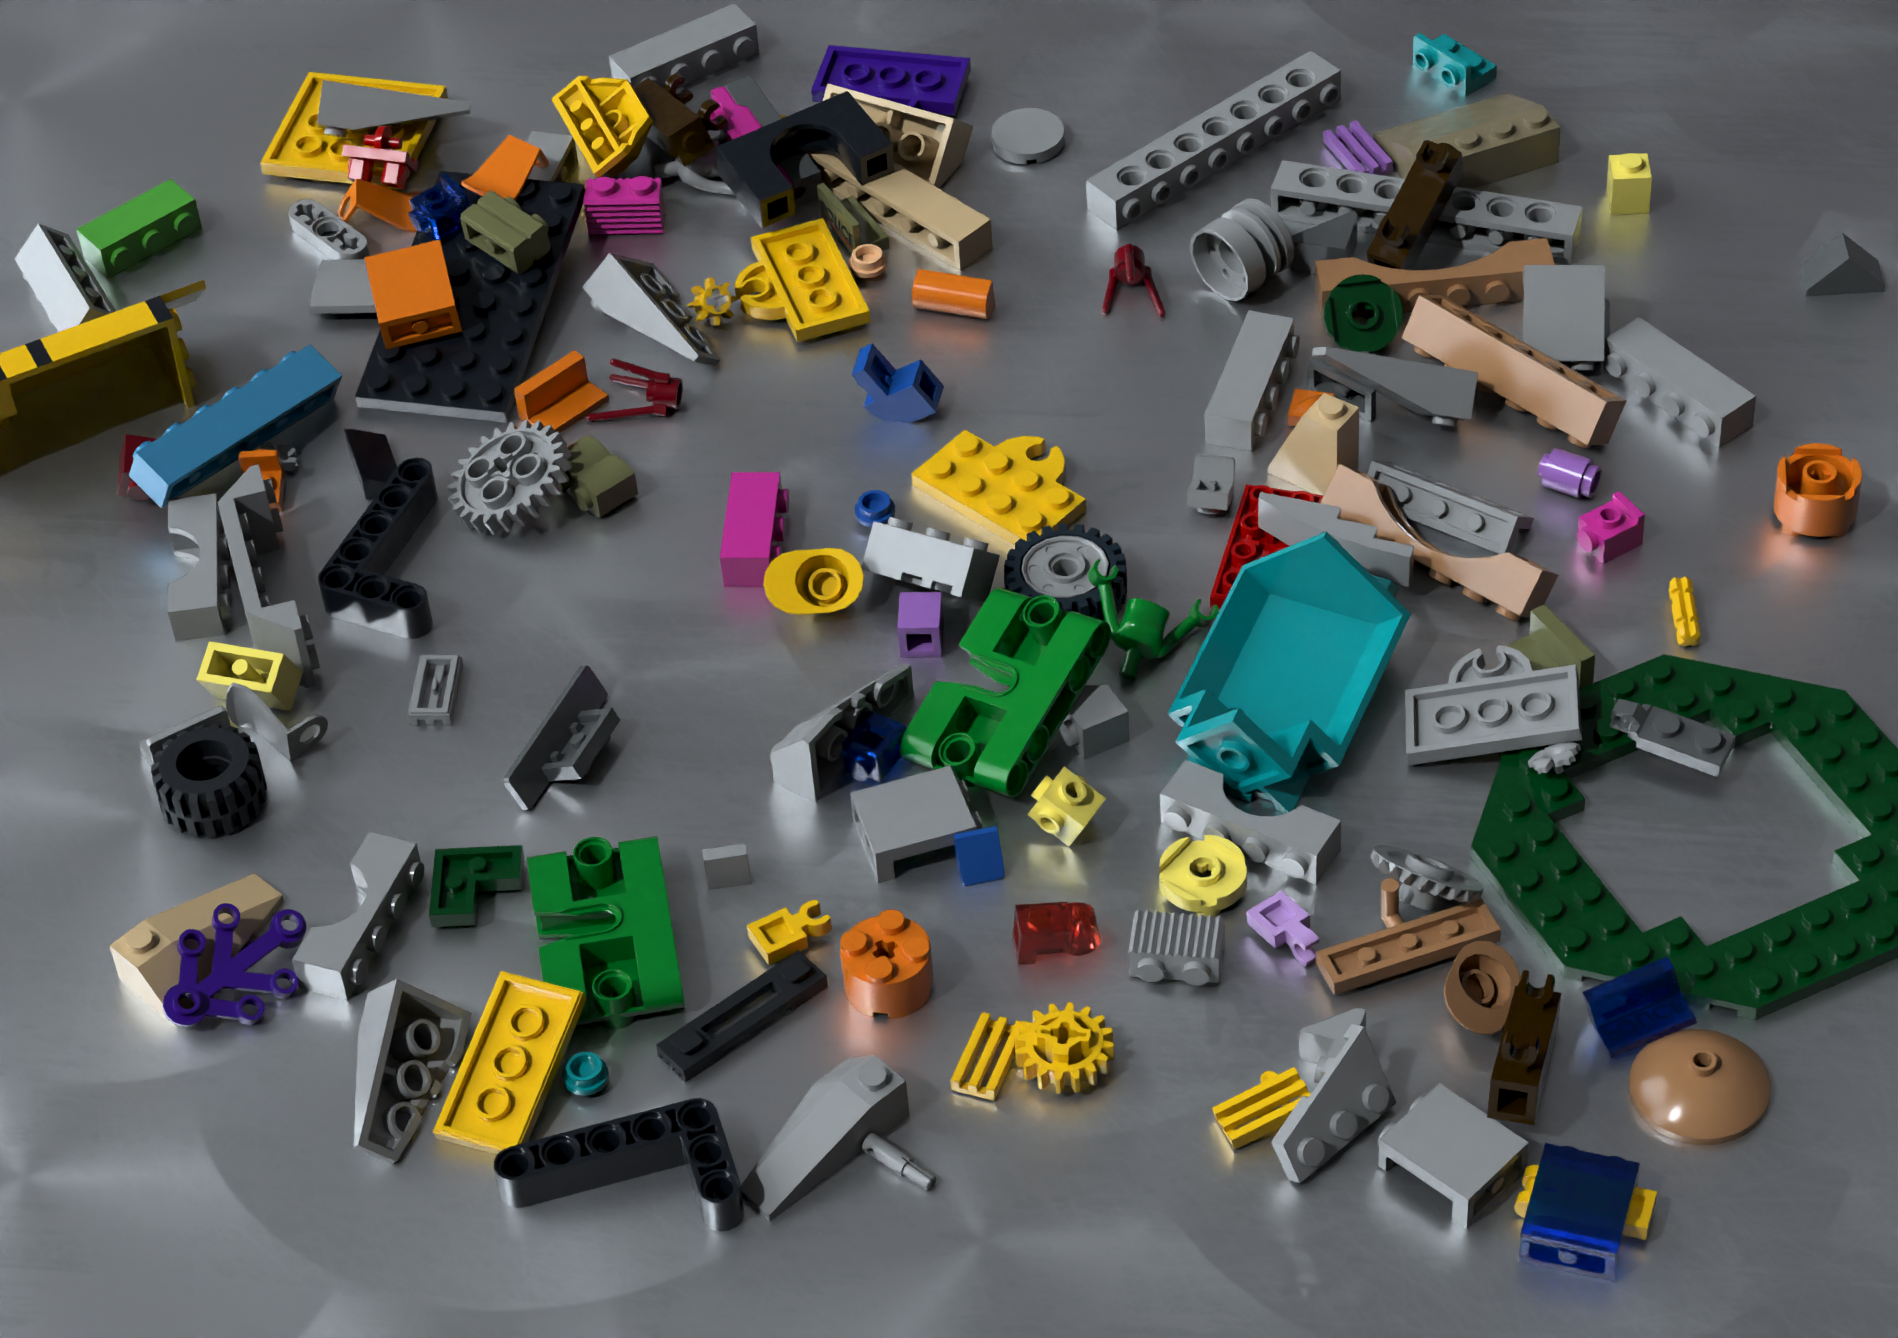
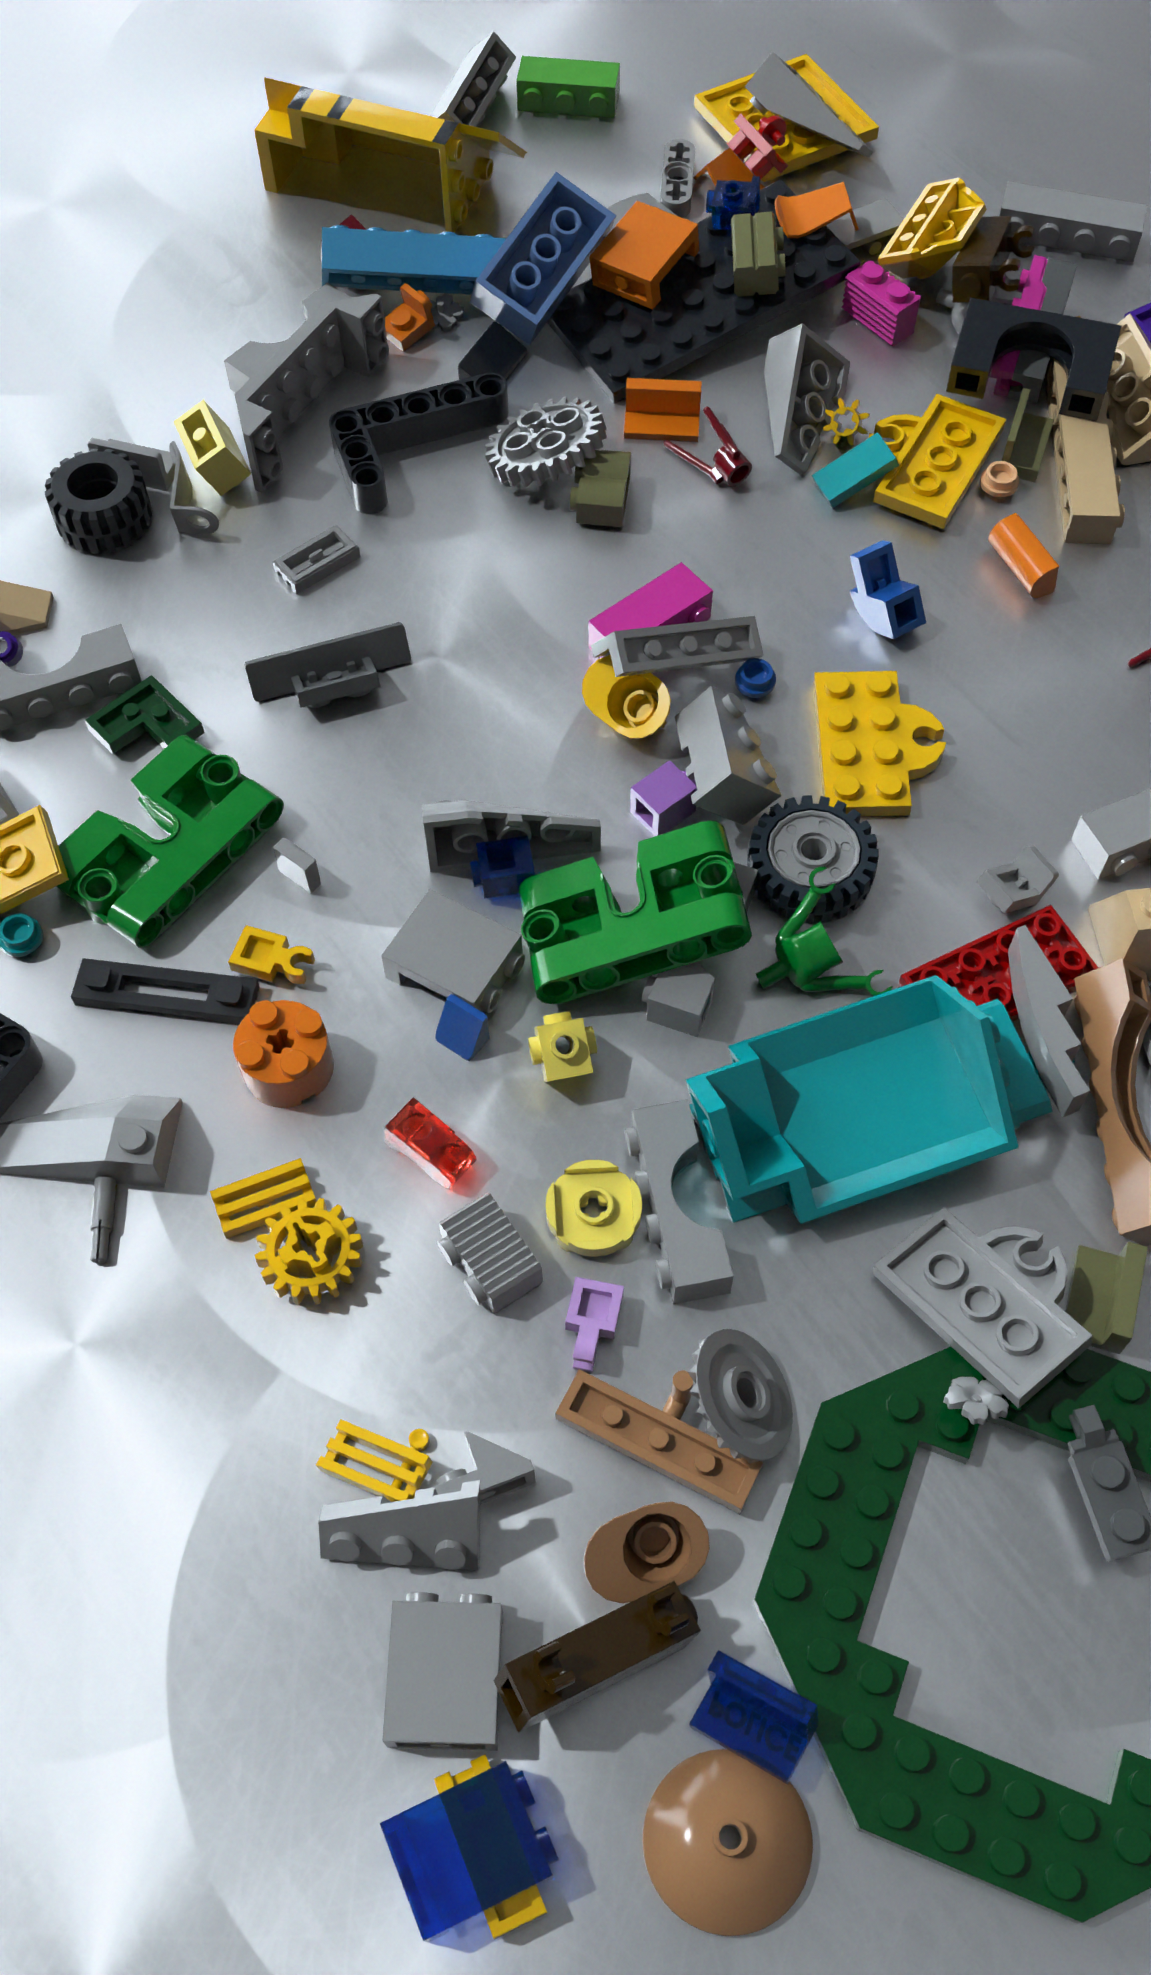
camera: 45 degrees right, 15 degrees up
(343, 351) = (542, 258): none -> medium blue brick
(762, 328) = (855, 470): none -> teal tile
(813, 518) = (681, 646): none -> light grey fence

